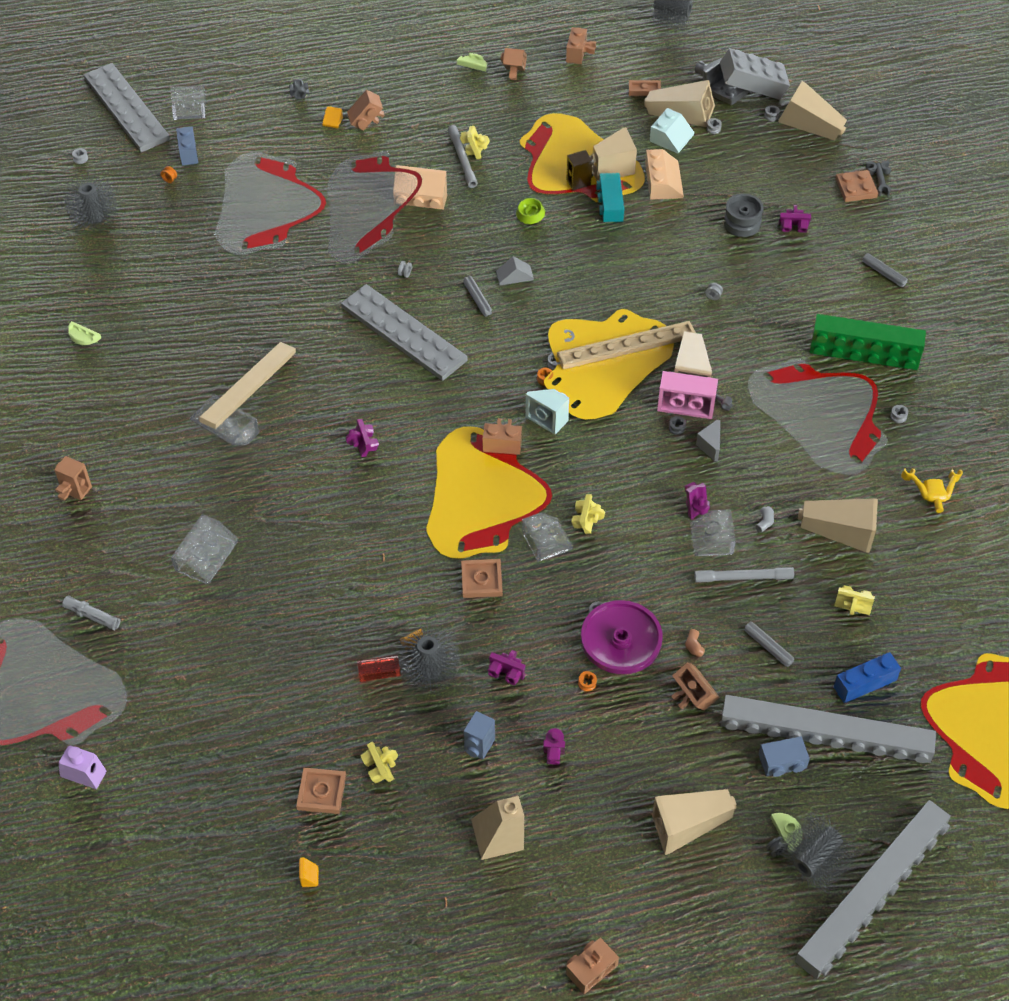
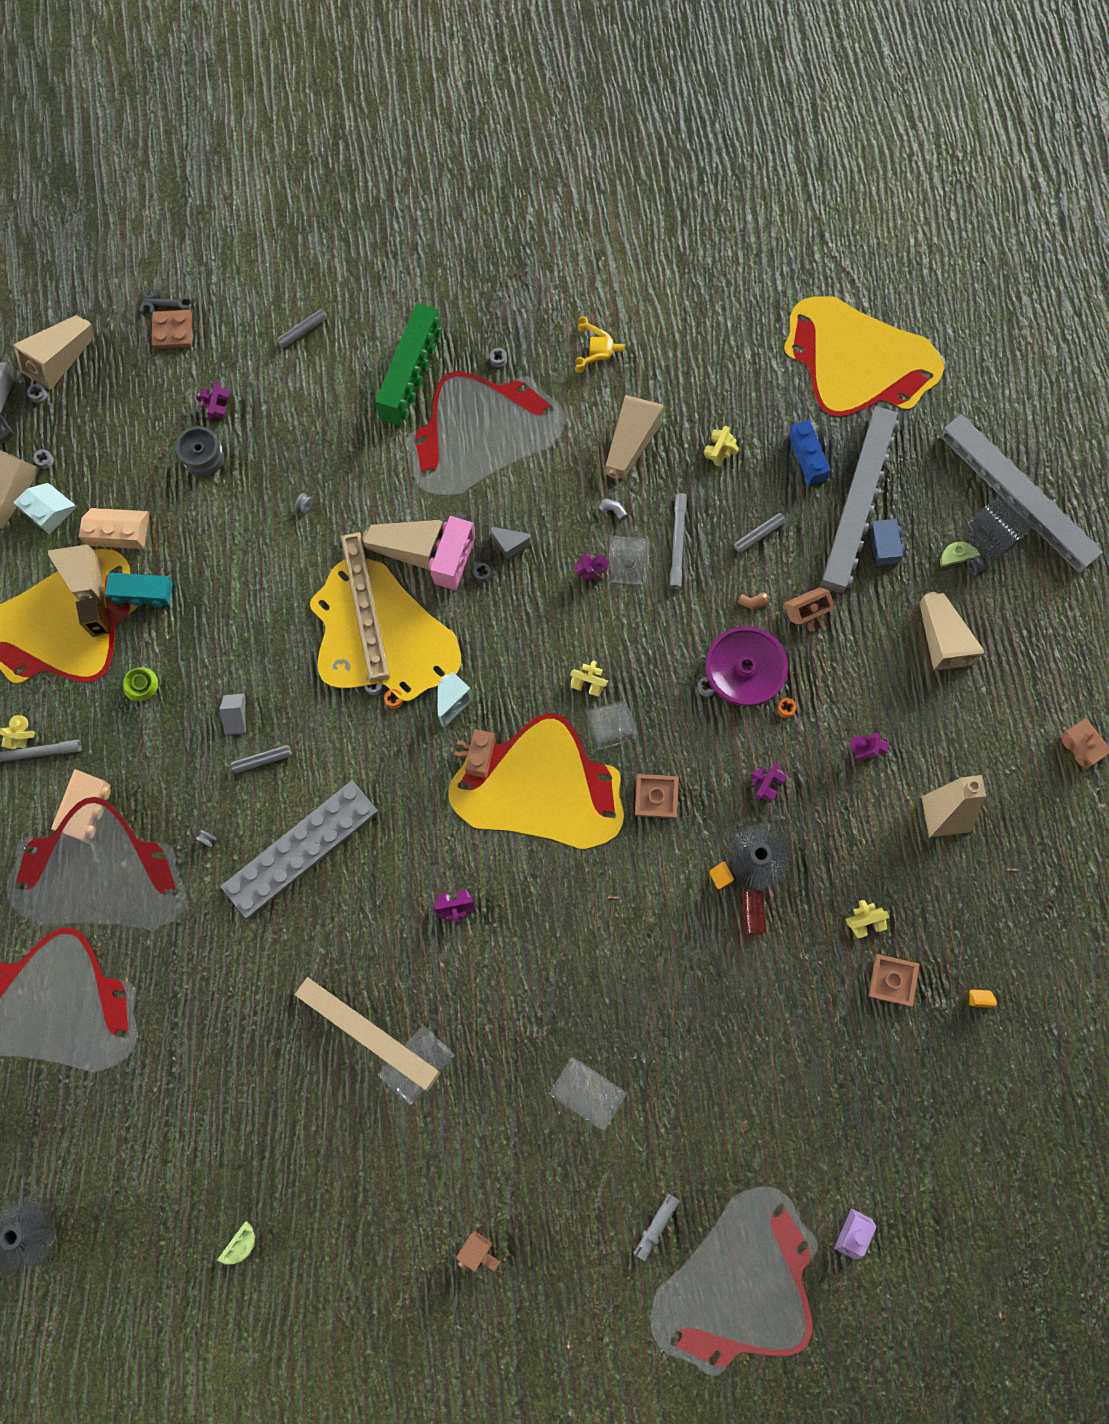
camera: 80 degrees left, 20 degrees up
(479, 735) = (852, 817): sand blue brick -> none

